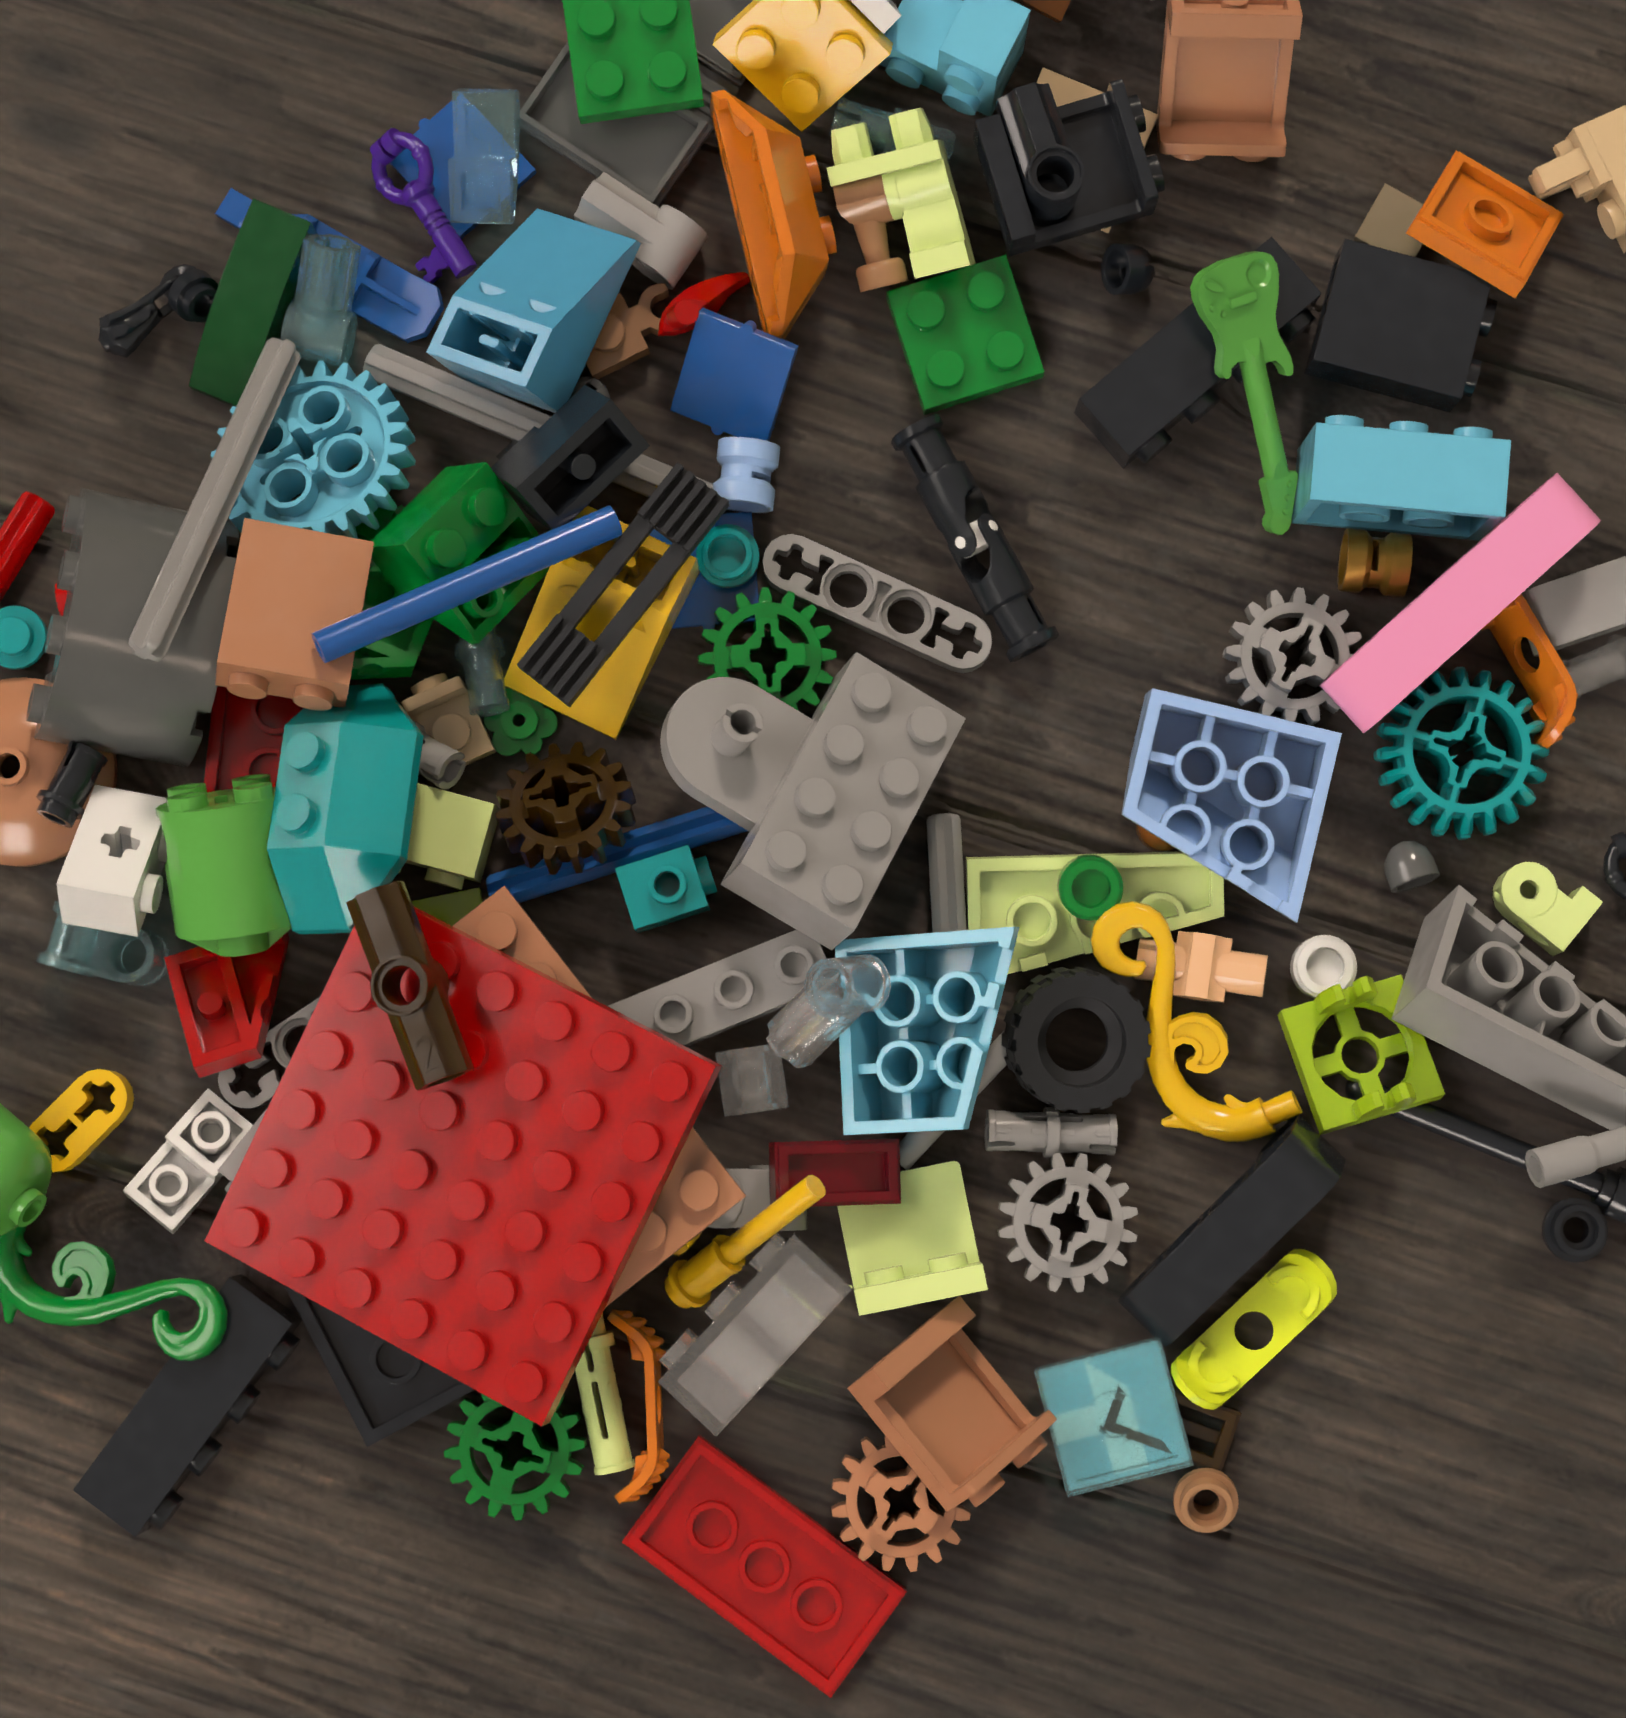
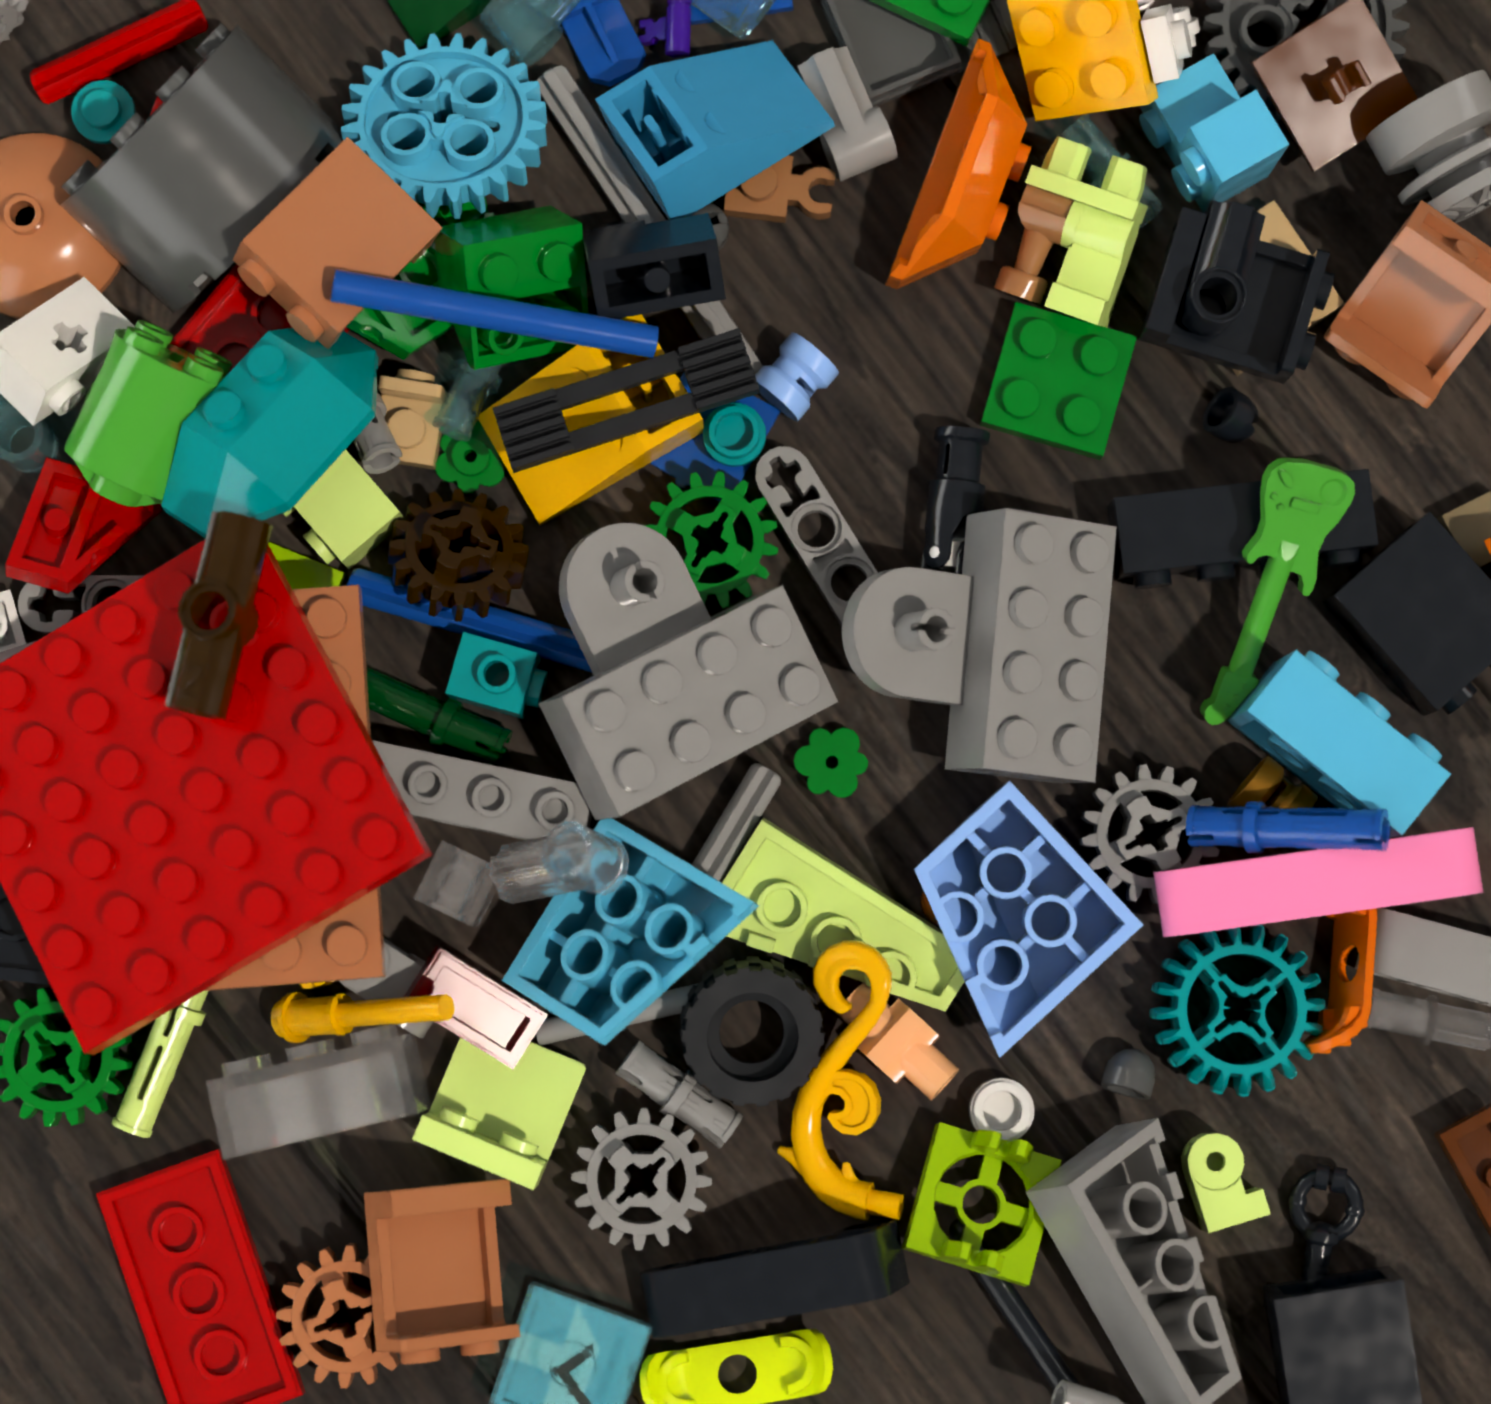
camera: 30 degrees right, 0 degrees up
(71, 785) = (64, 264): black pin -> none
(214, 500) = (334, 106): light grey axle -> none
(641, 956) = (438, 719): none -> dark green pin
(645, 1348) = (222, 1046): orange piece -> none
(707, 294) = (853, 208): red bar -> none
(733, 376) = (839, 288): blue piece -> none
(990, 755) = (844, 747): none -> green plant
(1069, 581) = (1003, 643): none -> light grey brick
(1089, 886) = (847, 911): green tile -> none
(1420, 565) = (1274, 827): none -> blue pin

